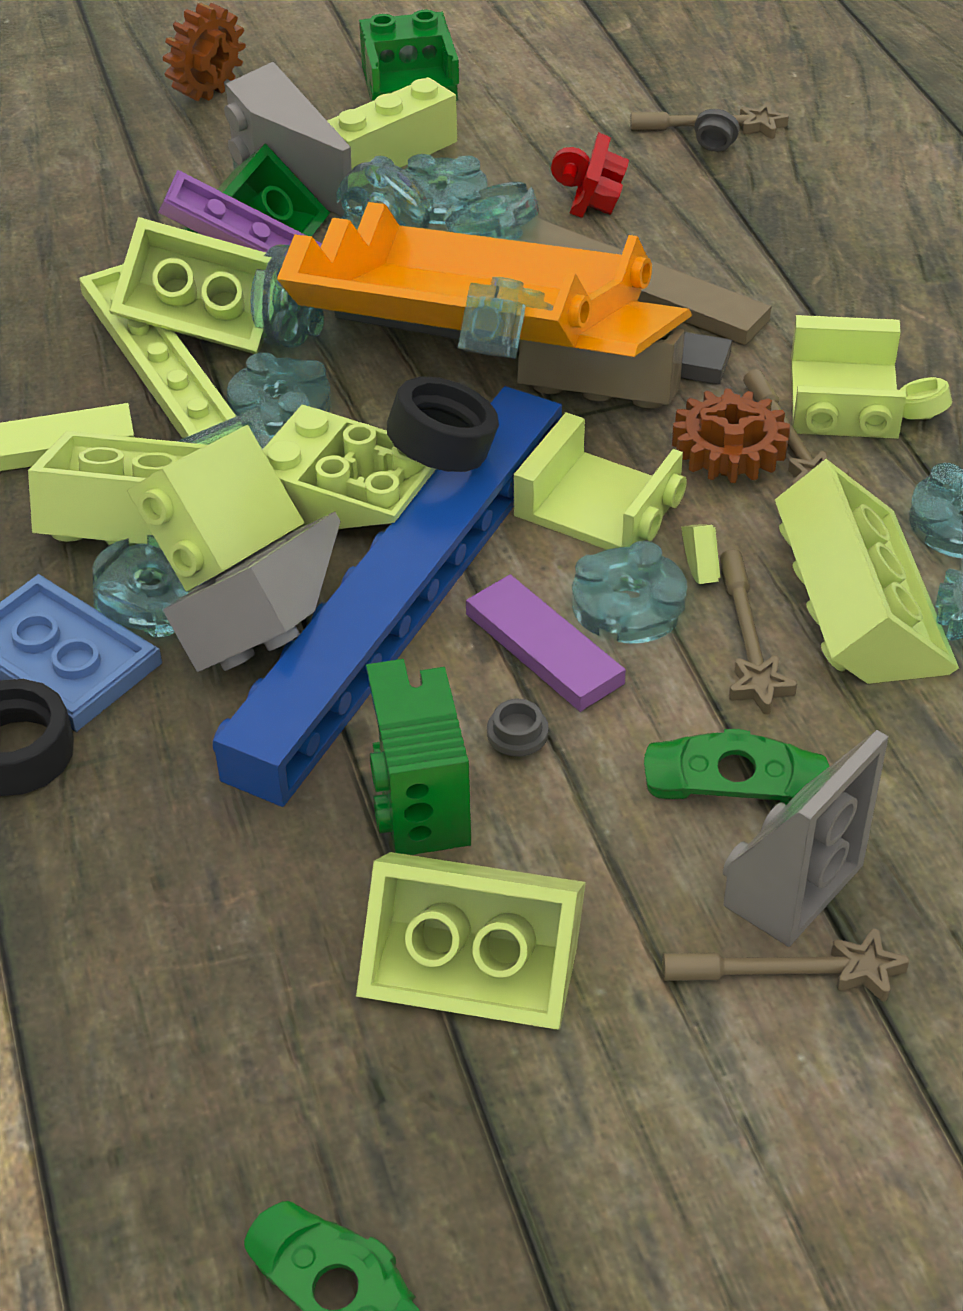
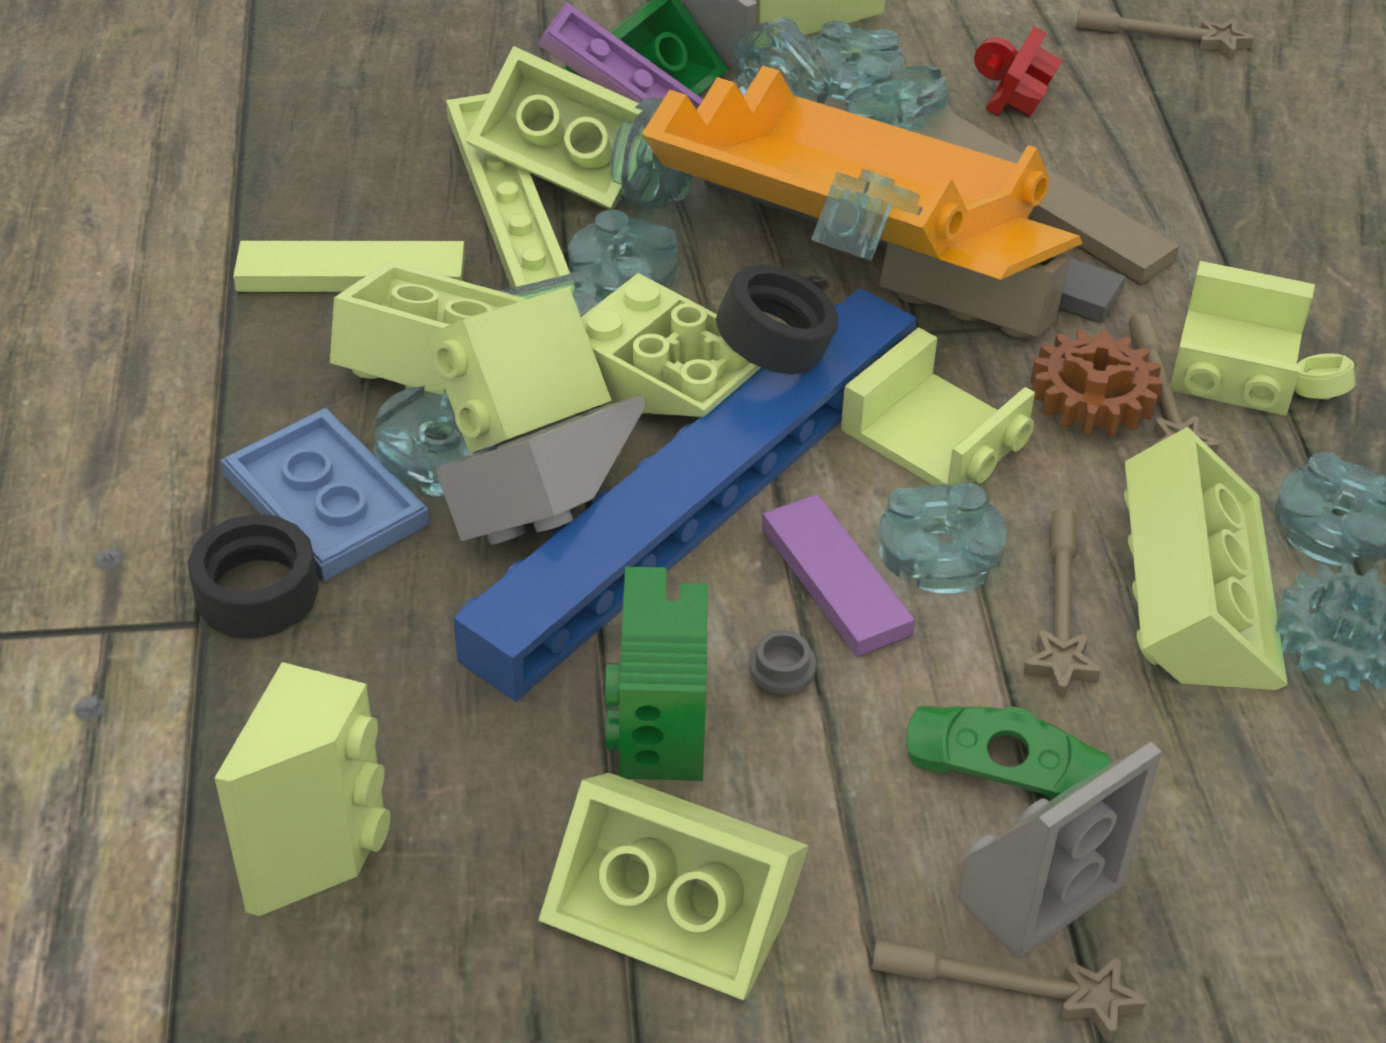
camera: 10 degrees right, 0 degrees up
(121, 916) = (303, 789): none -> yellowish green slope
(702, 552) = (1032, 506): yellowish green tile -> none
(716, 129) = (1168, 41): dark grey plate -> none

